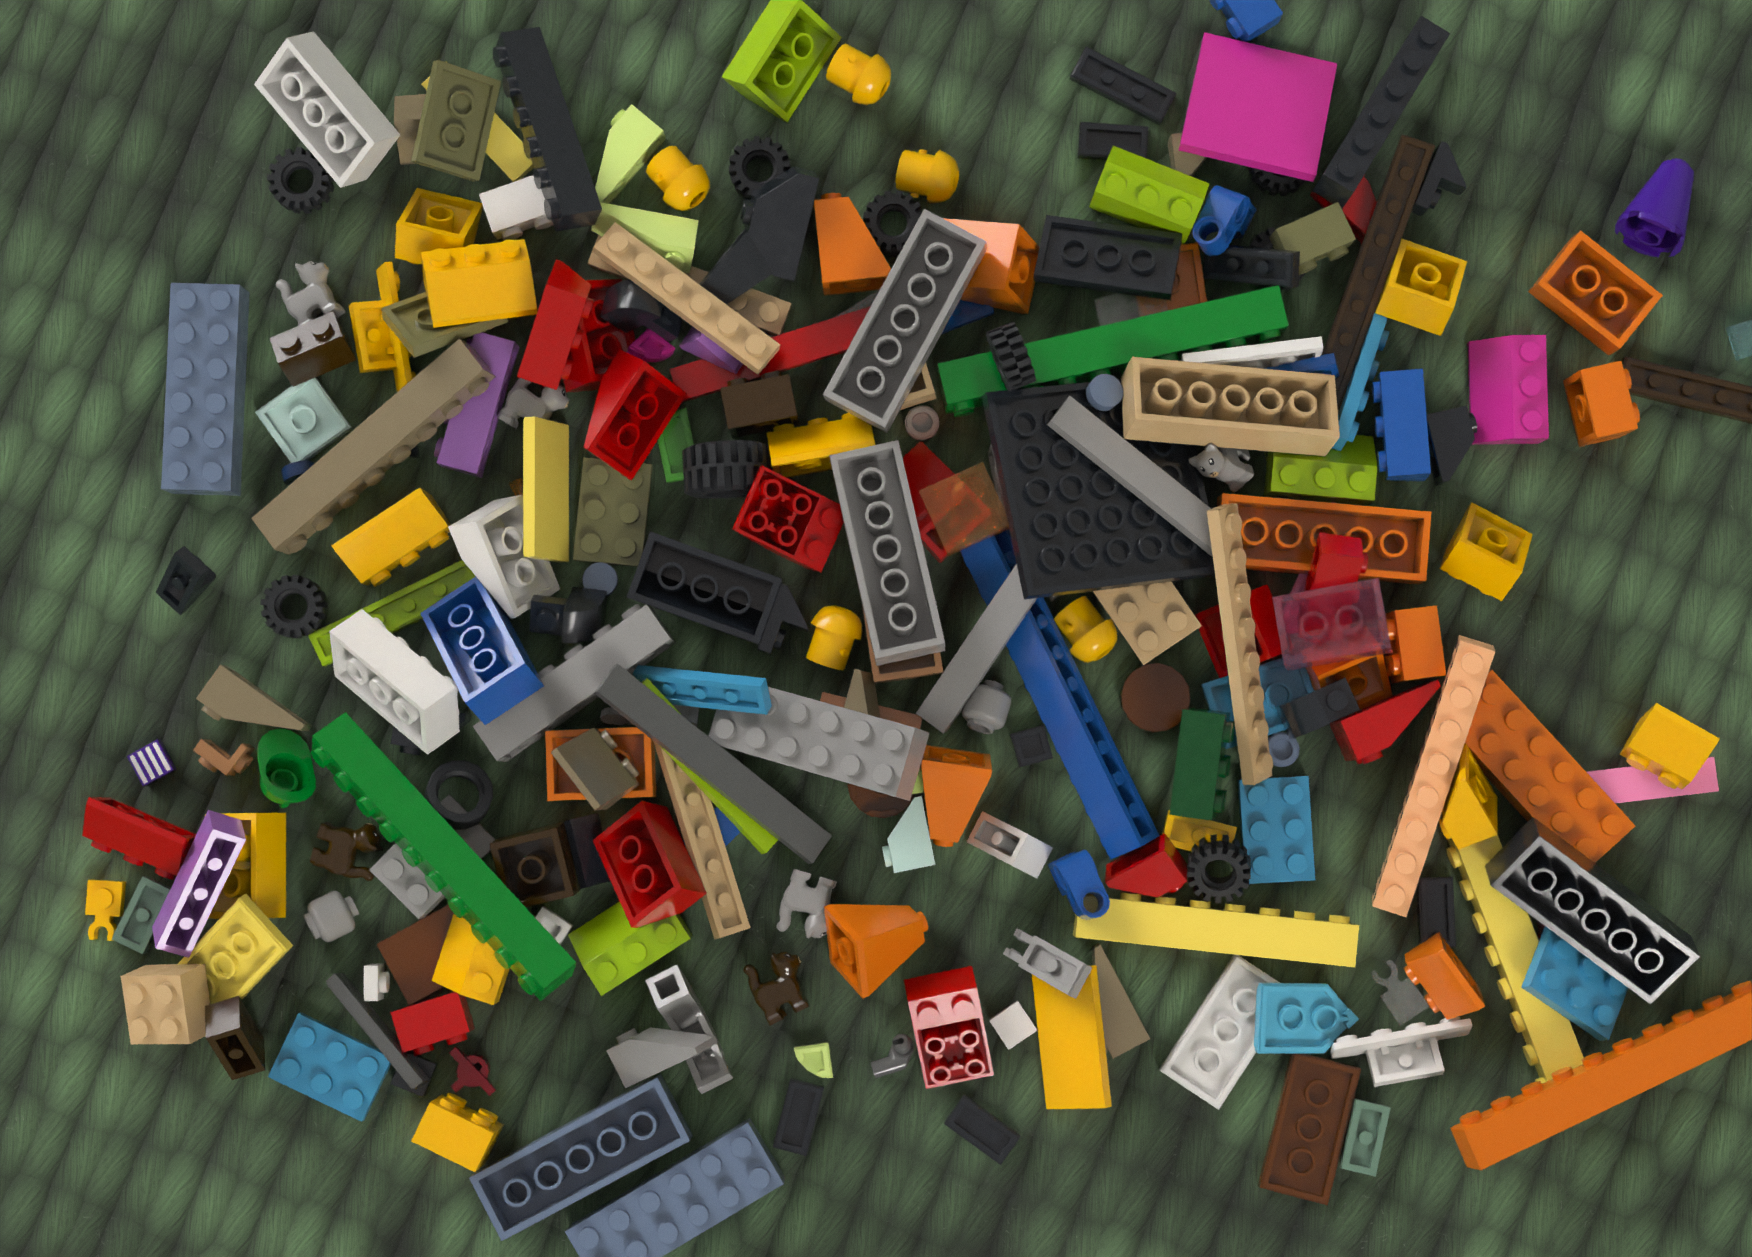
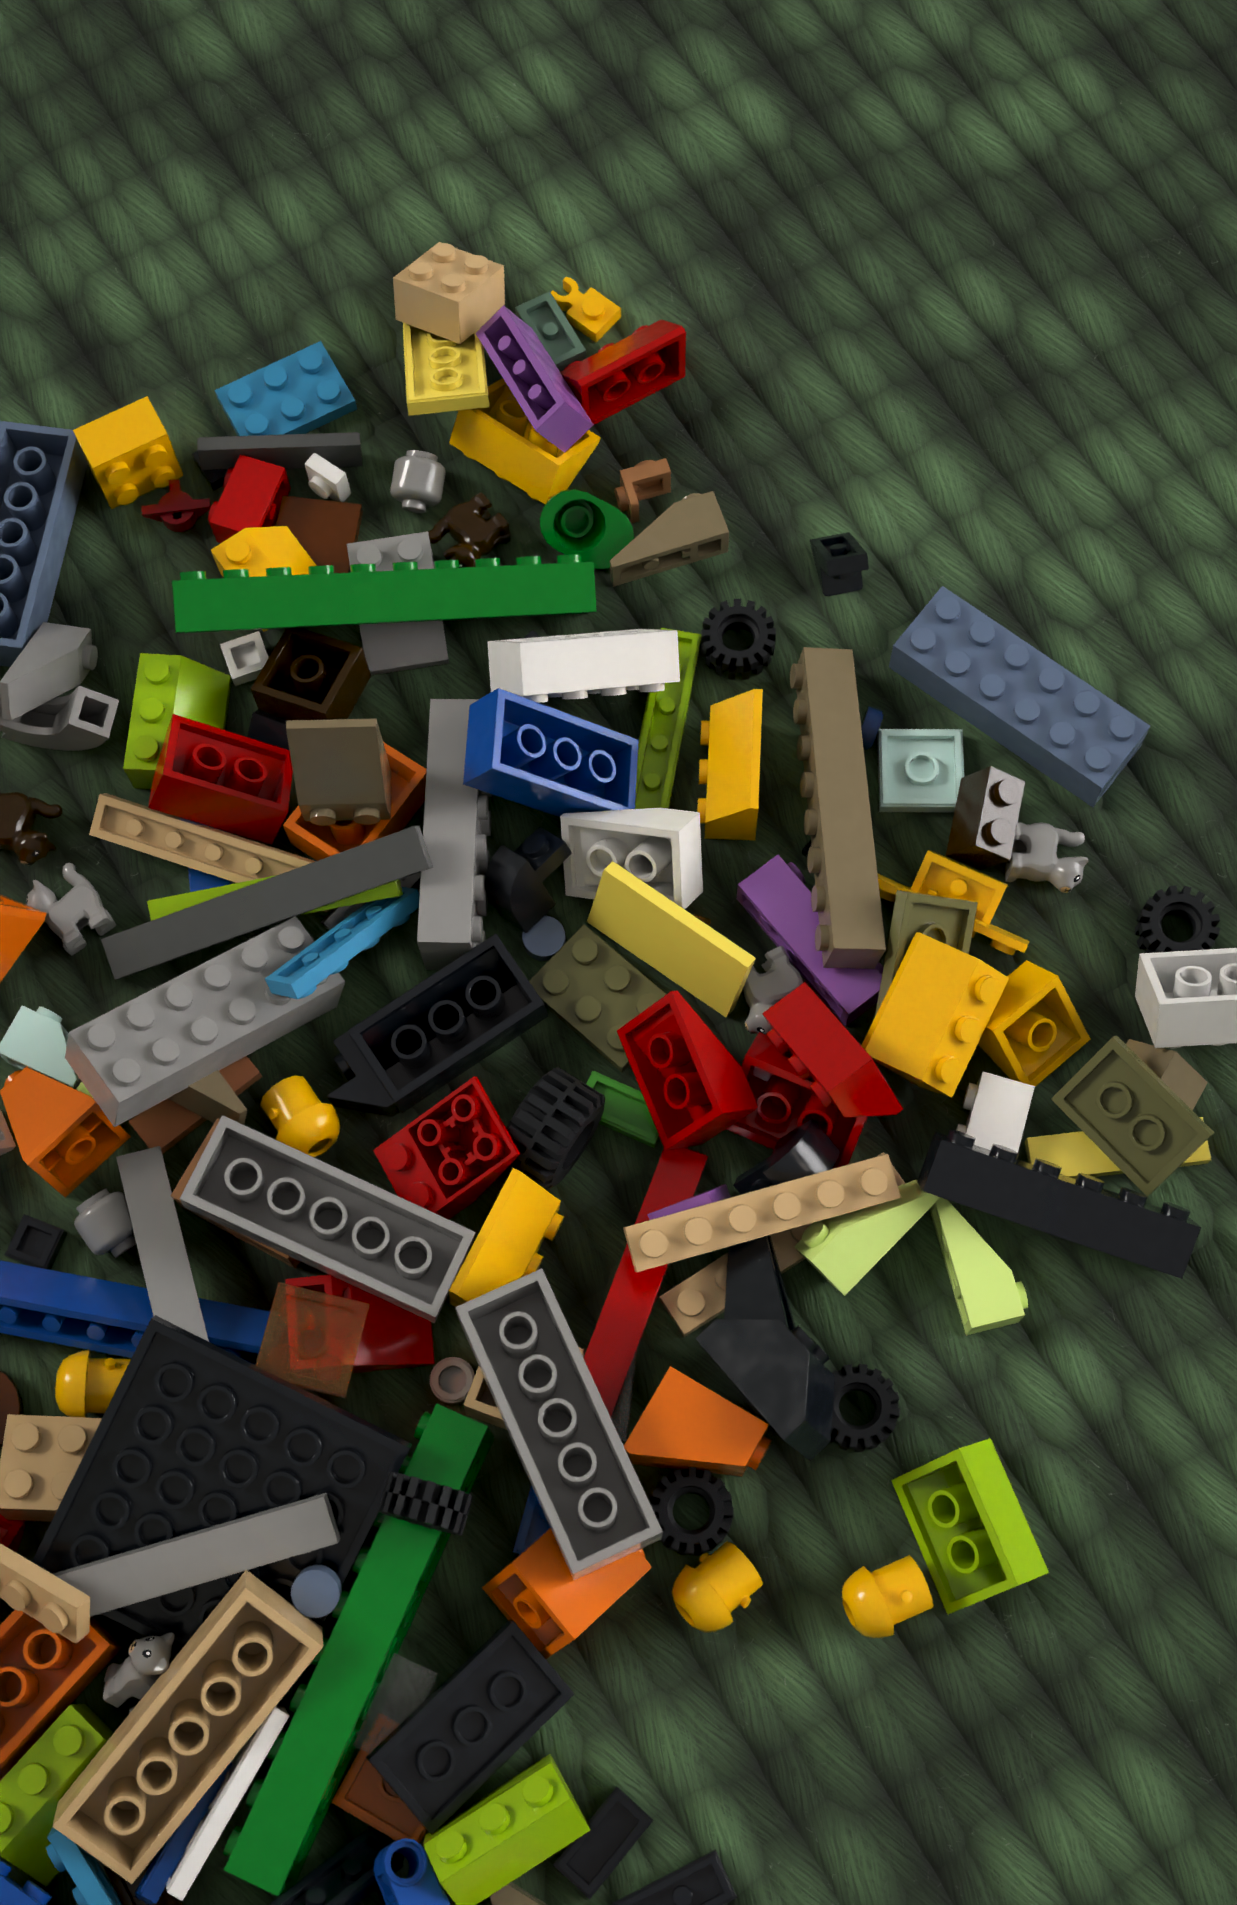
camera: 125 degrees right, 15 degrees down
(151, 763) = (687, 427): dark purple tile -> none
(235, 1038) = (372, 326): dark brown brick -> none
(471, 772) = (442, 629): black tyre -> none
(651, 347) = (744, 1152): dark pink tile -> none
(678, 178) = (906, 1309): yellow piece -> none
(759, 404) = (594, 1214): dark brown brick -> none

